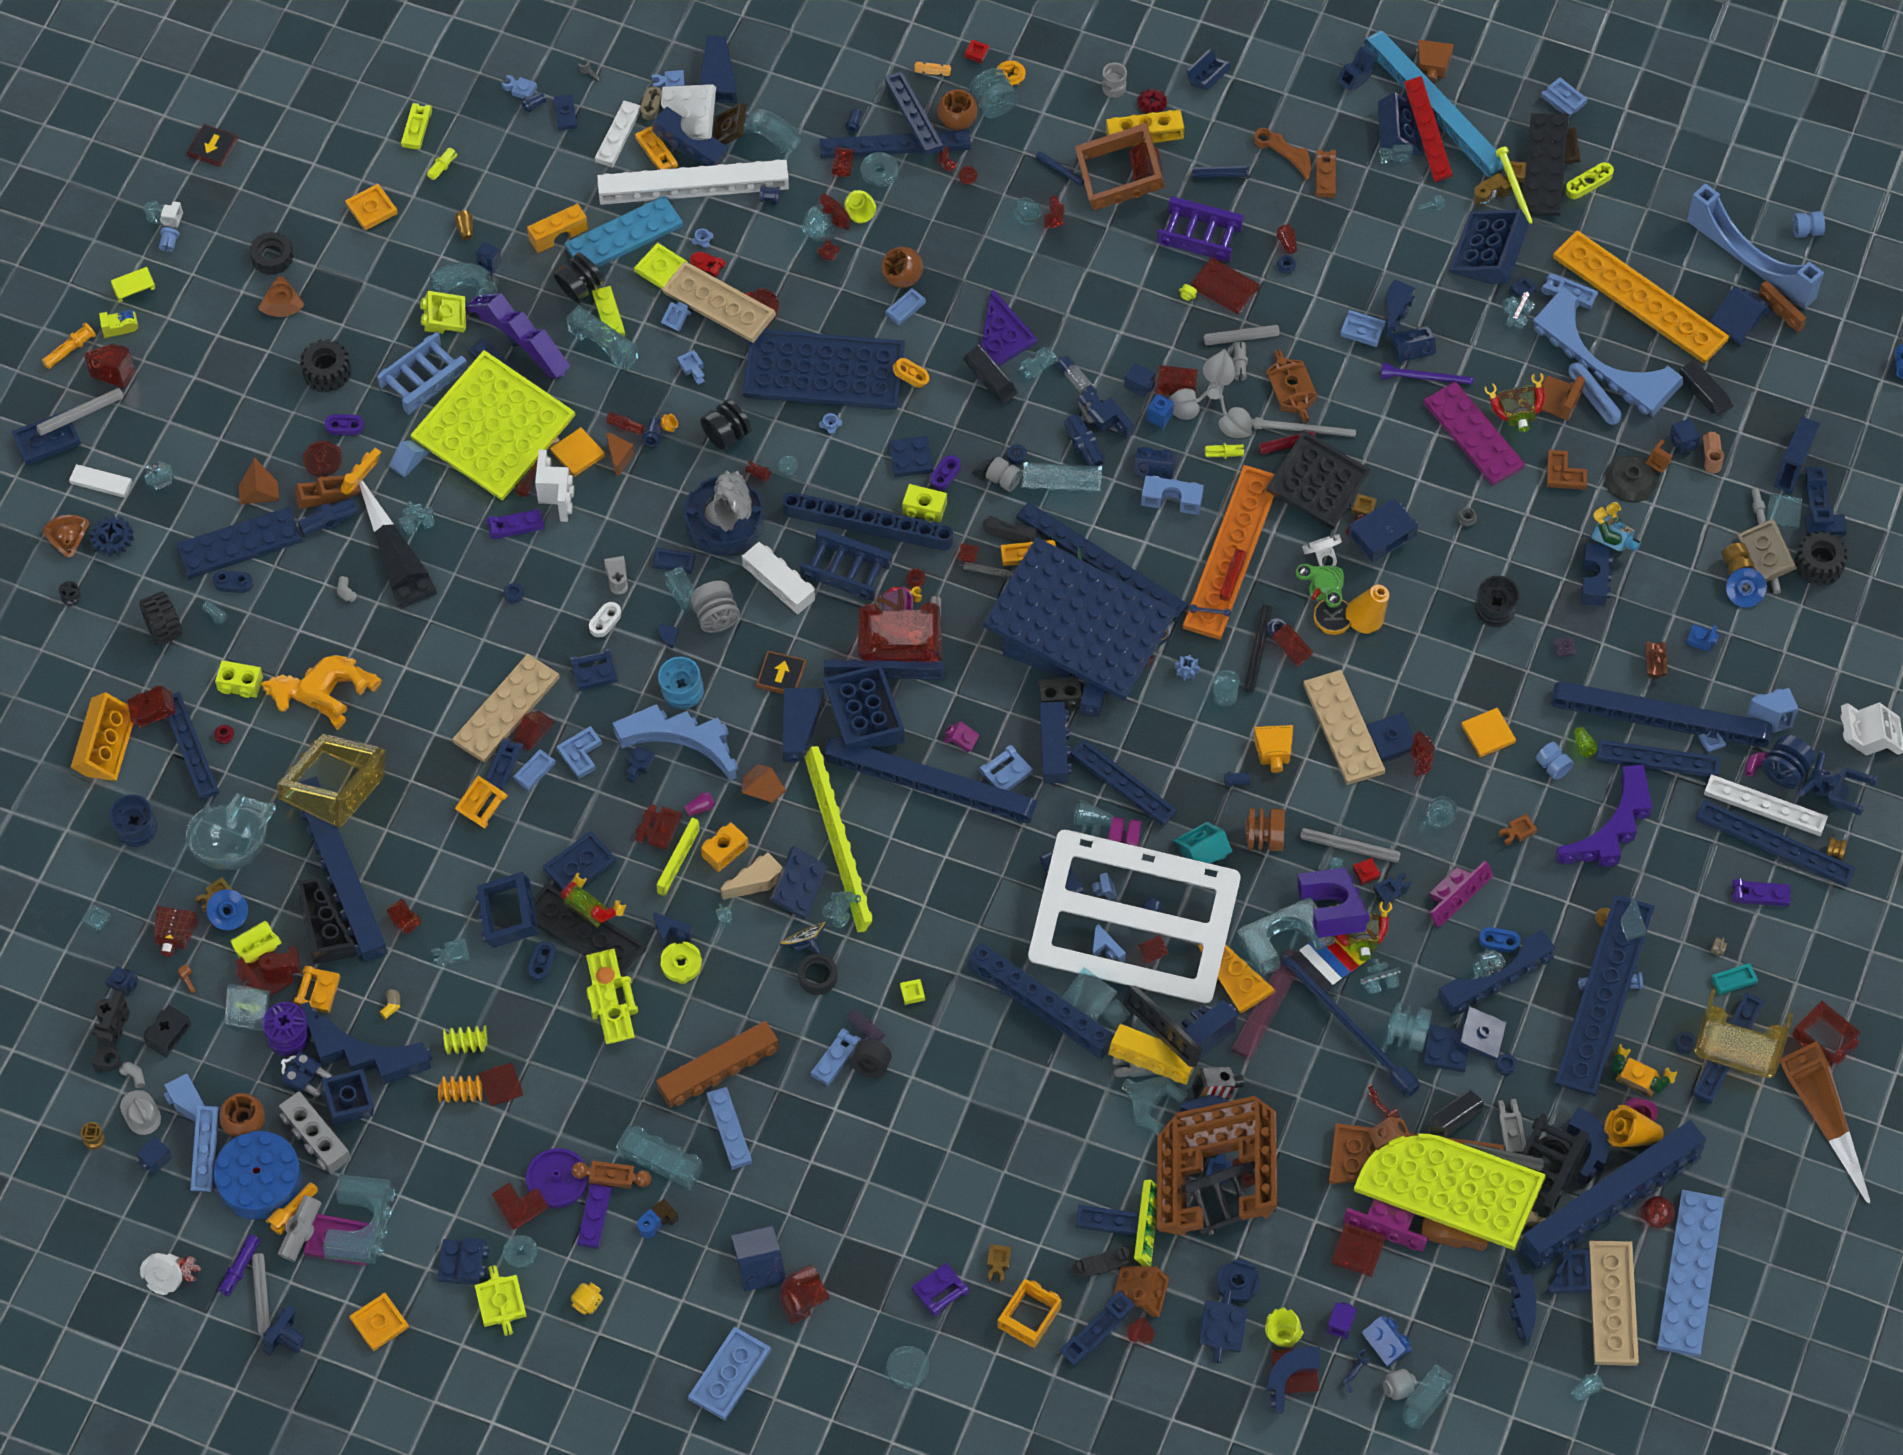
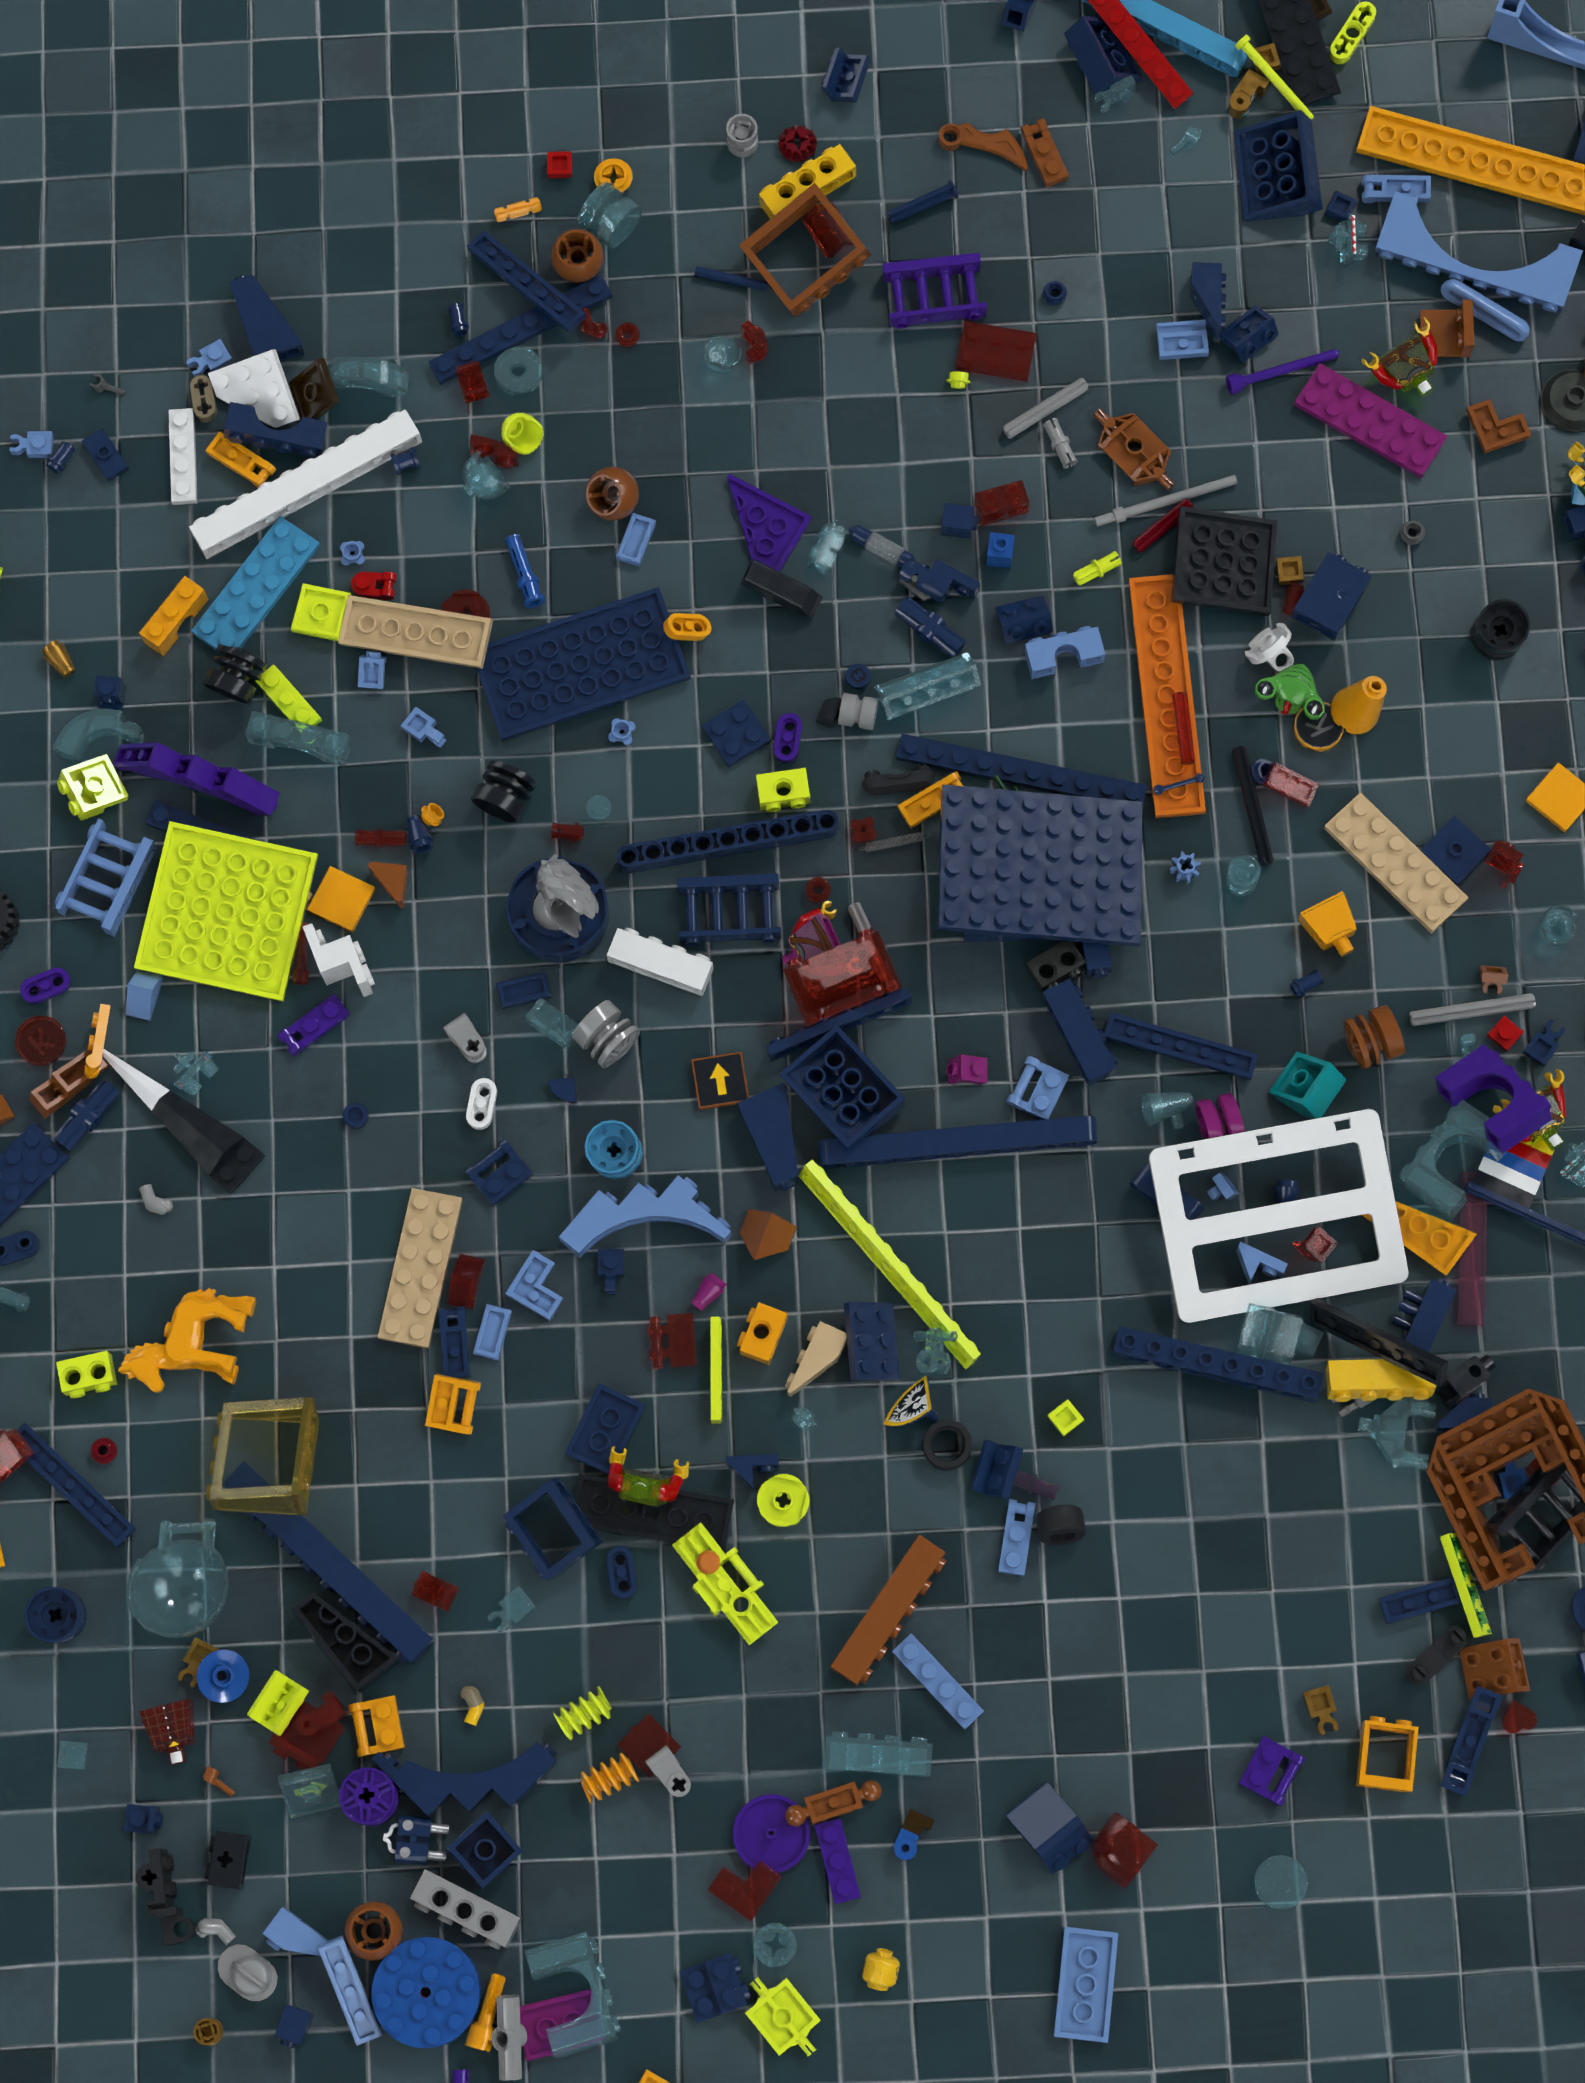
camera: 20 degrees left, 15 degrees up
(505, 1102) = (666, 1768): none -> light grey piece
(814, 302) = (527, 580): none -> blue pin
(828, 255) = (513, 511): clear red plate -> none
(843, 1003) = (996, 1469): none -> dark blue bracket
(1220, 372) = (1055, 477): light grey plant -> none
(1287, 237) = (1041, 259): clear red cone -> none
(1376, 827) = (1494, 975): none -> dark orange tile

